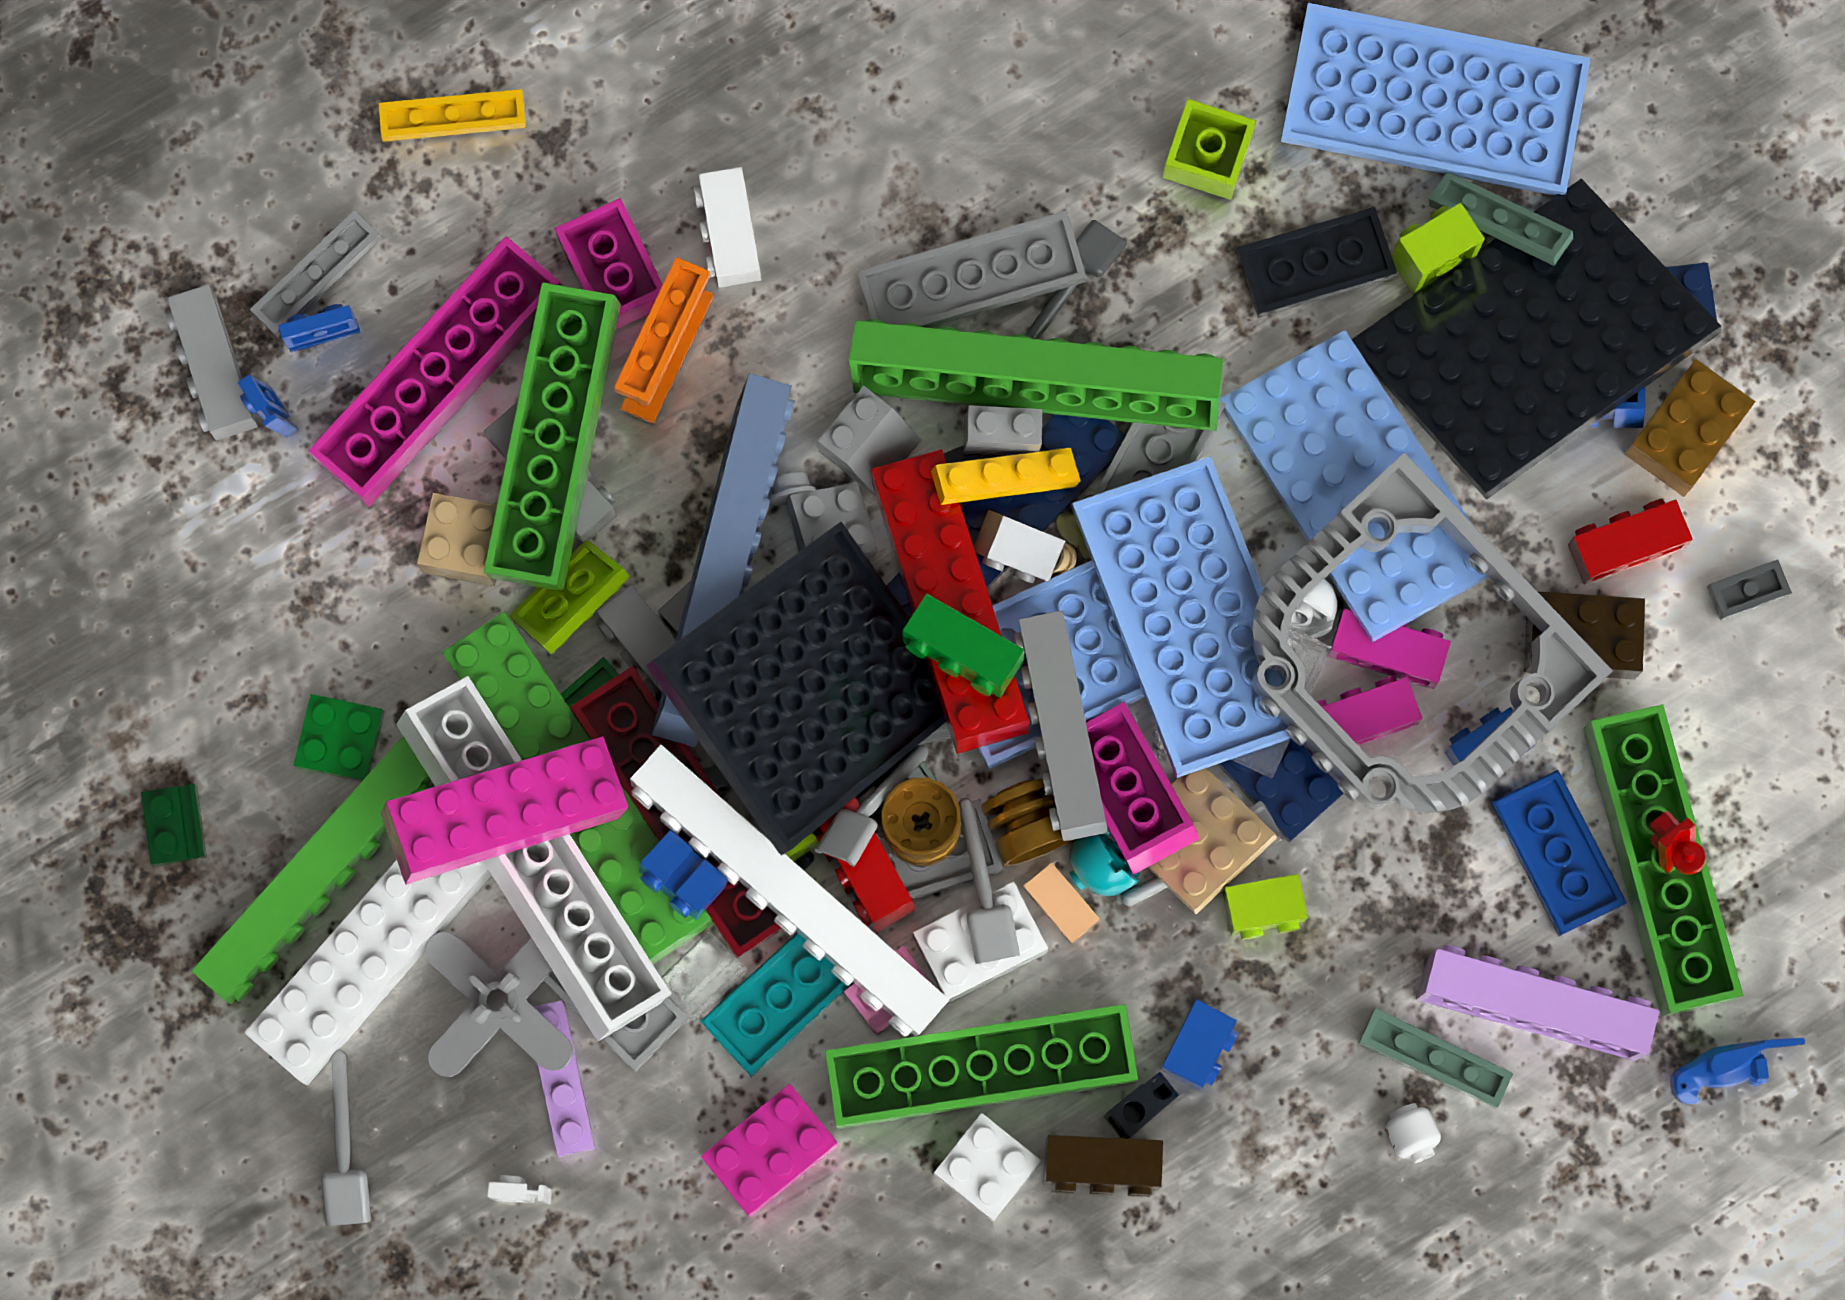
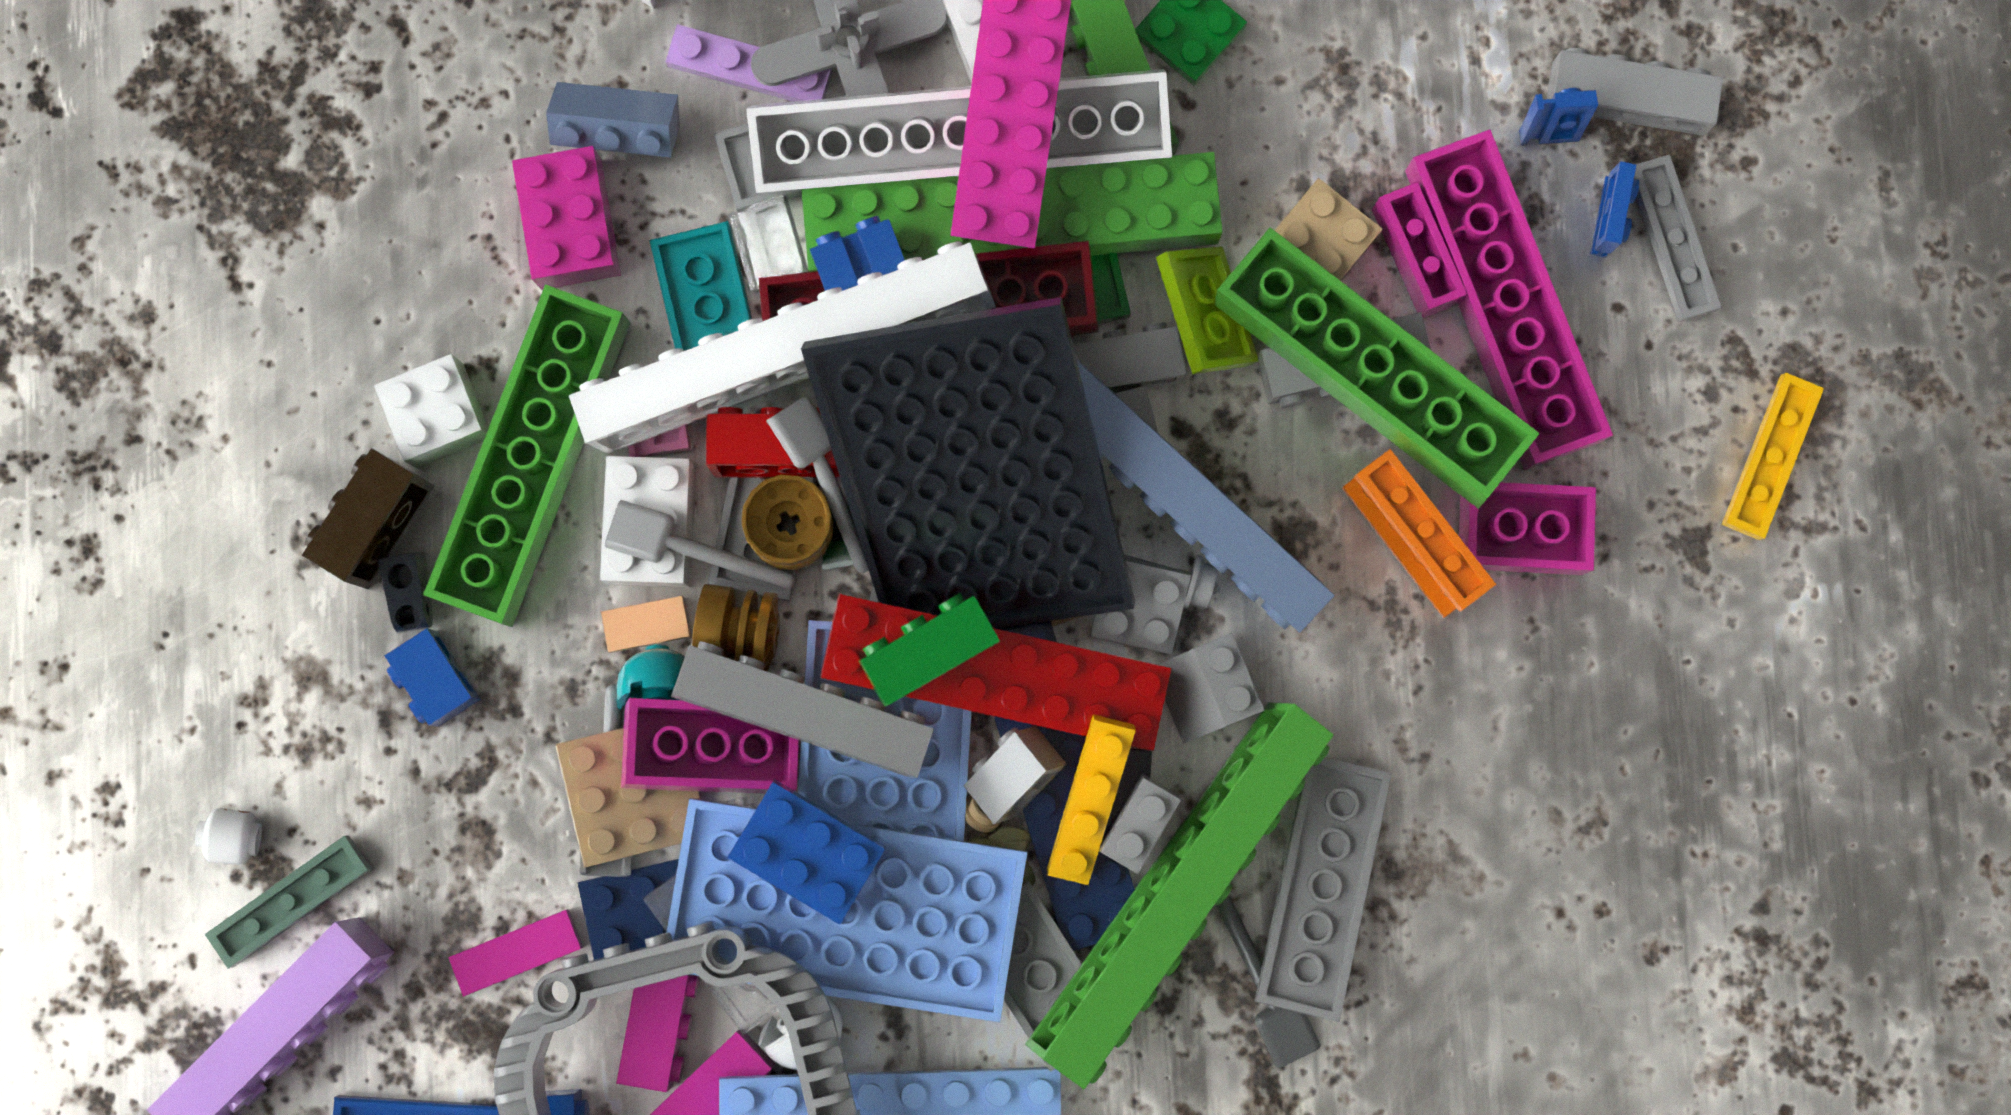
camera: 120 degrees right, 5 degrees up
(433, 458) = (1419, 250): none -> dark pink brick
(667, 1157) = (613, 119): none -> sand blue brick
(728, 227) = (1507, 668): white brick -> none
(1166, 659) = (807, 851): none -> blue brick
(1265, 906) = (526, 819): lime brick -> none
(1371, 859) = (515, 952): none -> dark pink tile

